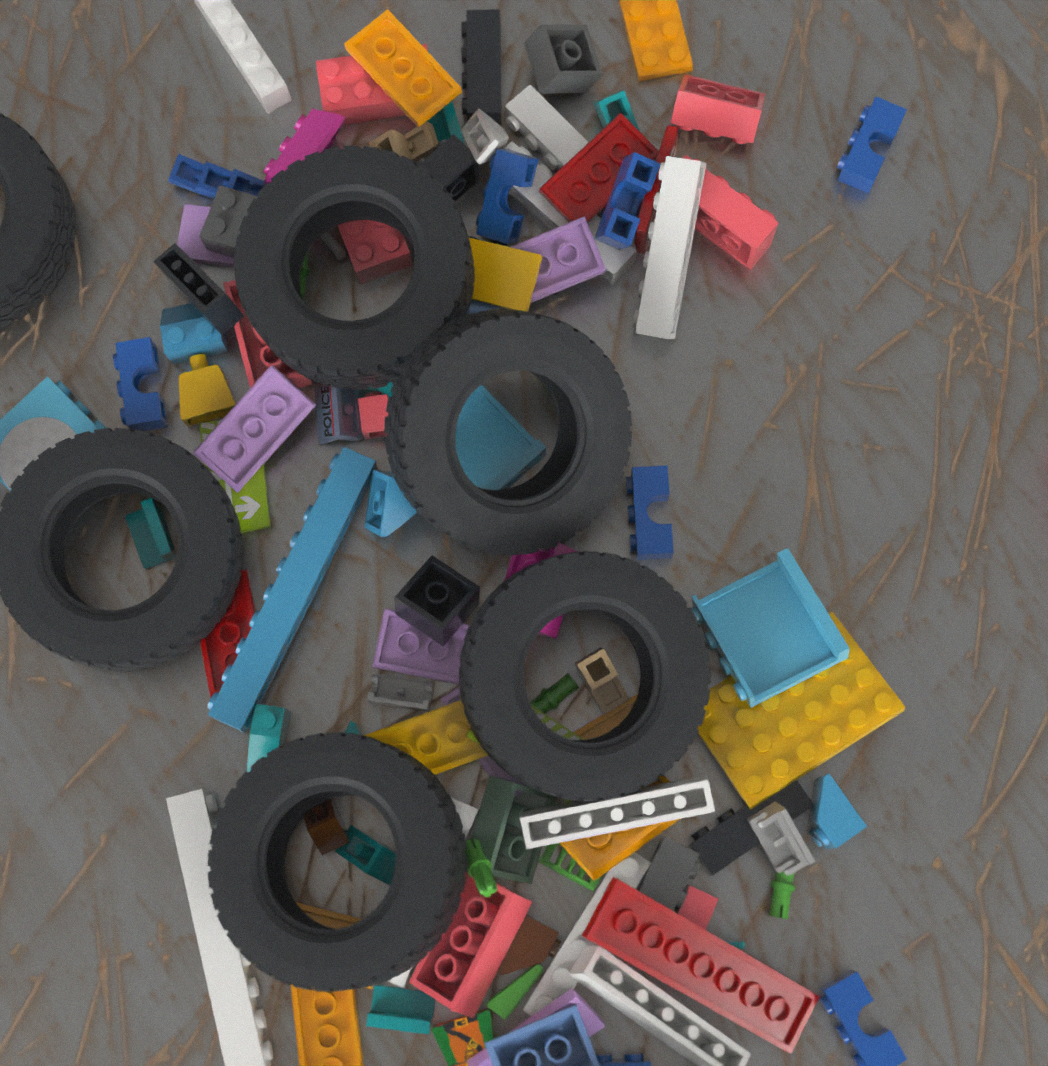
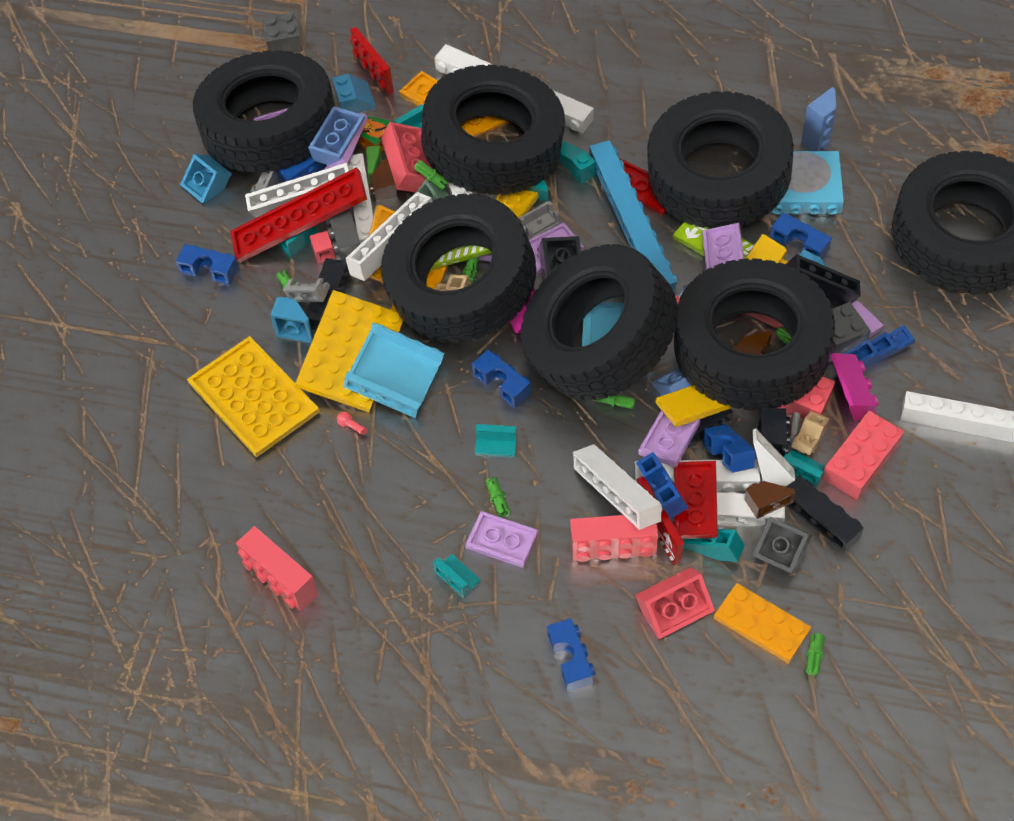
camera: 135 degrees right, 20 degrees down
(349, 298) = (754, 343): none -> reddish brown slope
(403, 68) = (853, 456): light orange plate -> none
(531, 106) = (767, 497): none -> reddish brown slope
(728, 443) = (496, 440): none -> teal panel
(786, 375) = (498, 497): none -> bright green pin
(824, 327) = (502, 539): none -> lavender tile
(868, 629) = (345, 419): none -> coral bar
(908, 328) = (456, 574): none -> teal panel
(956, 758) = (253, 396): none -> yellow plate

